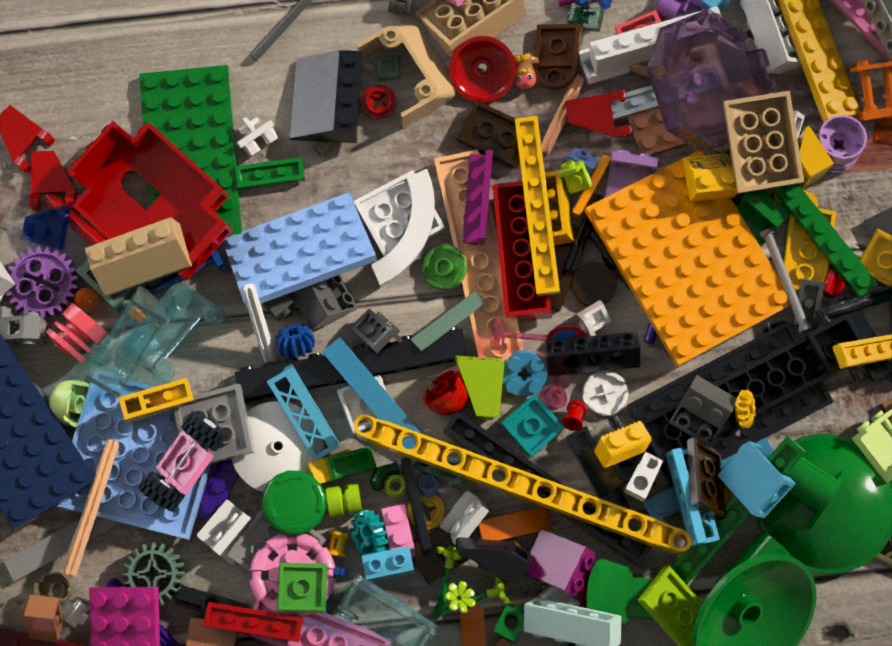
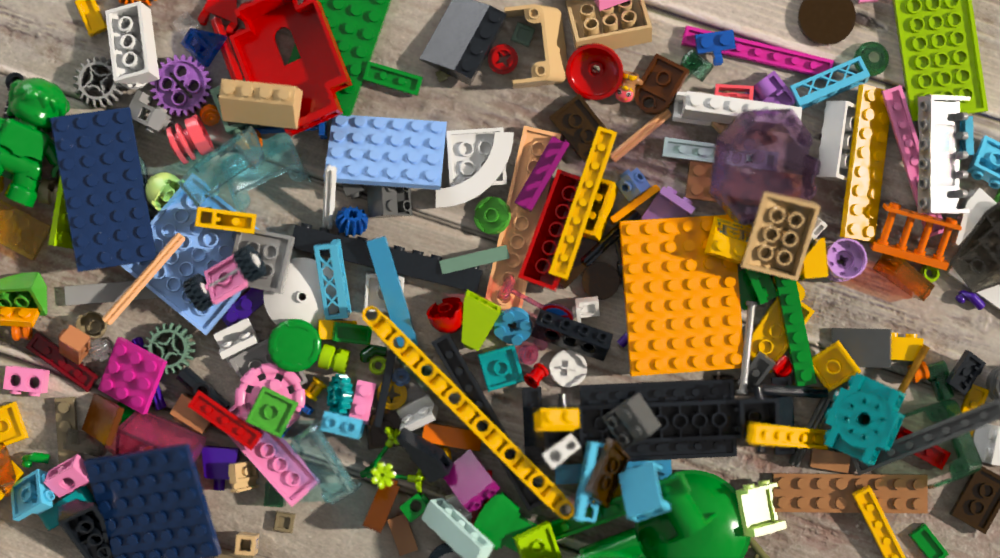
camera: 30 degrees right, 10 degrees up
(248, 143) = (386, 45): white hips -> none
(374, 330) = (415, 241): dark grey bracket -> none
(575, 176) = (624, 192): lime bracket -> none
(596, 114) = (666, 148): red flag -> none
(745, 409) = (662, 435): yellow gear -> none

